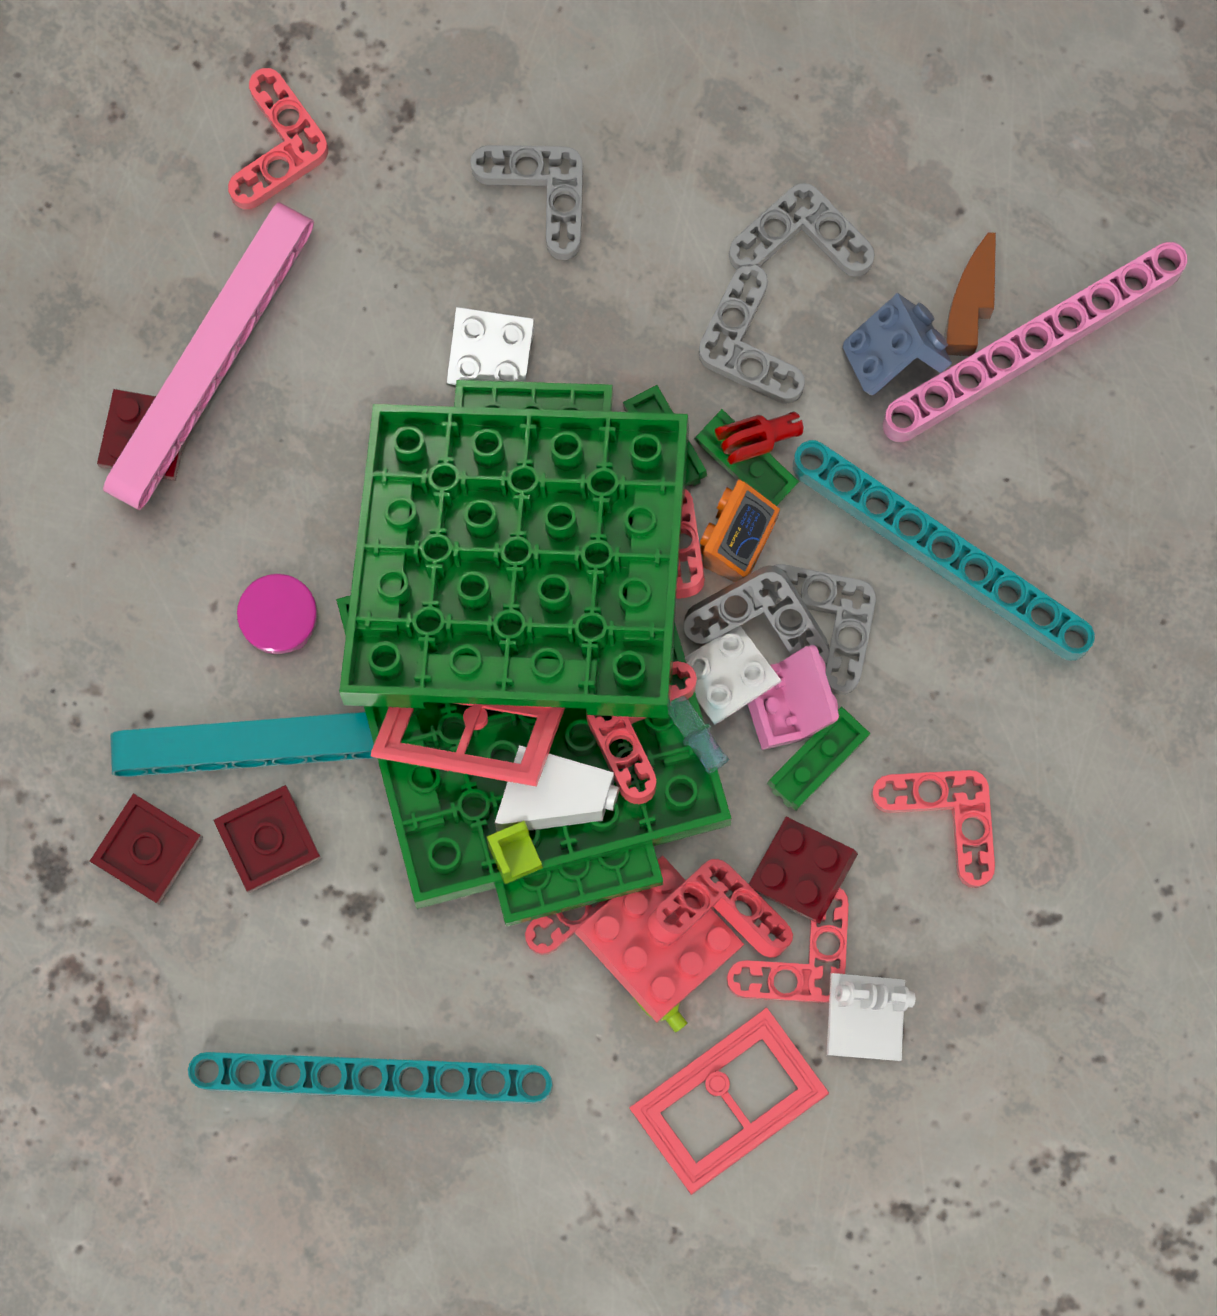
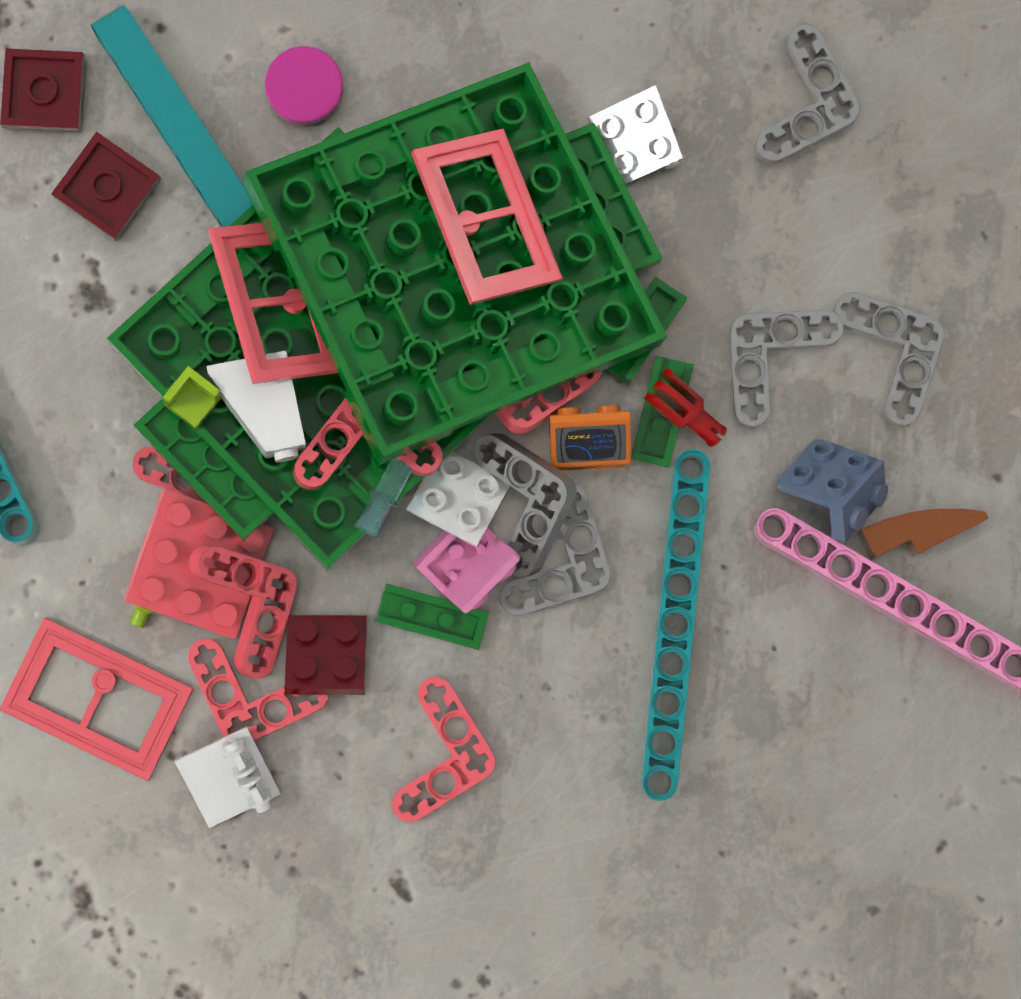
camera: 60 degrees right, 5 degrees up
(492, 533) = (457, 227): none -> coral door

